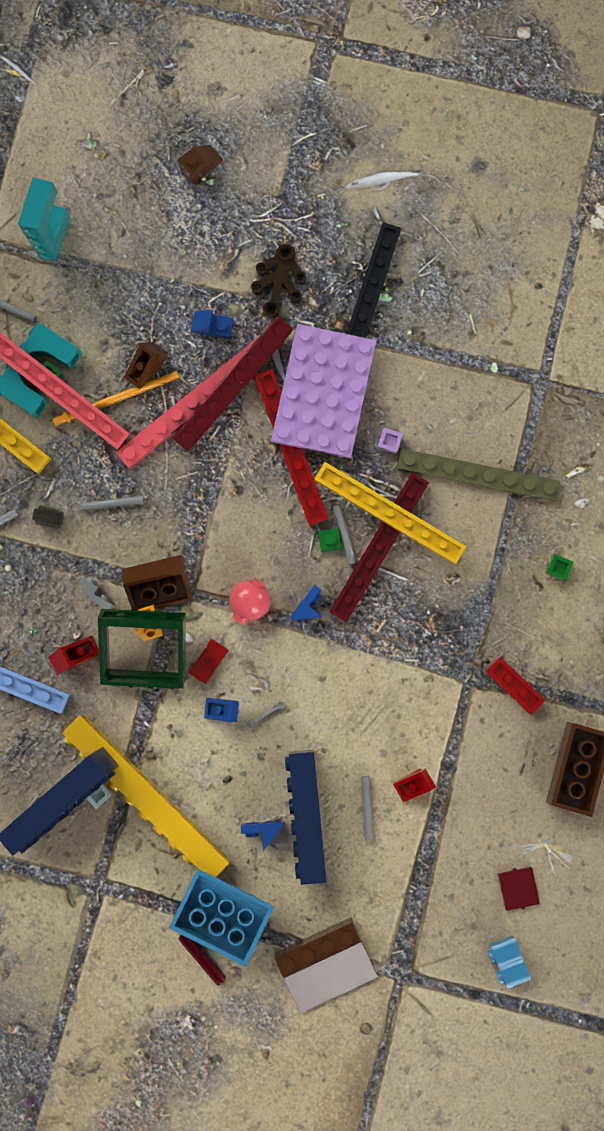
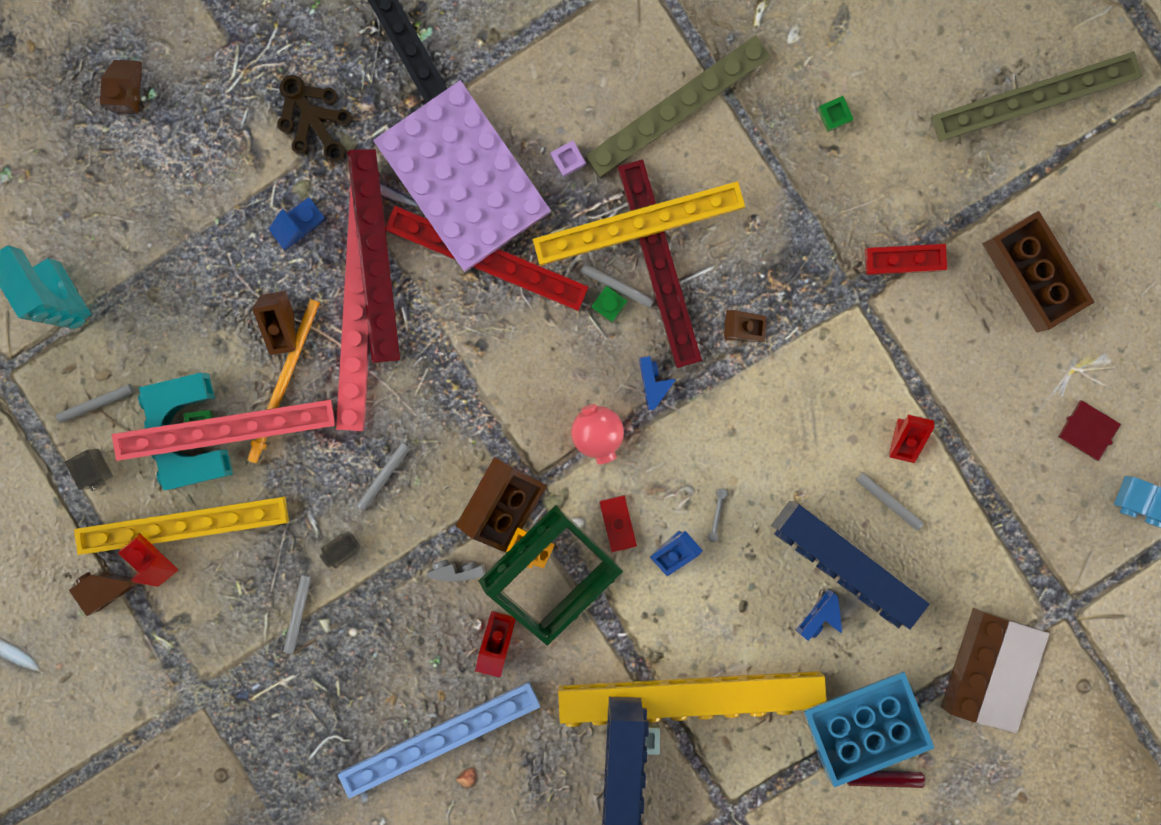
camera: 45 degrees left, 5 degrees up
(389, 628) = (744, 326): none -> reddish brown slope

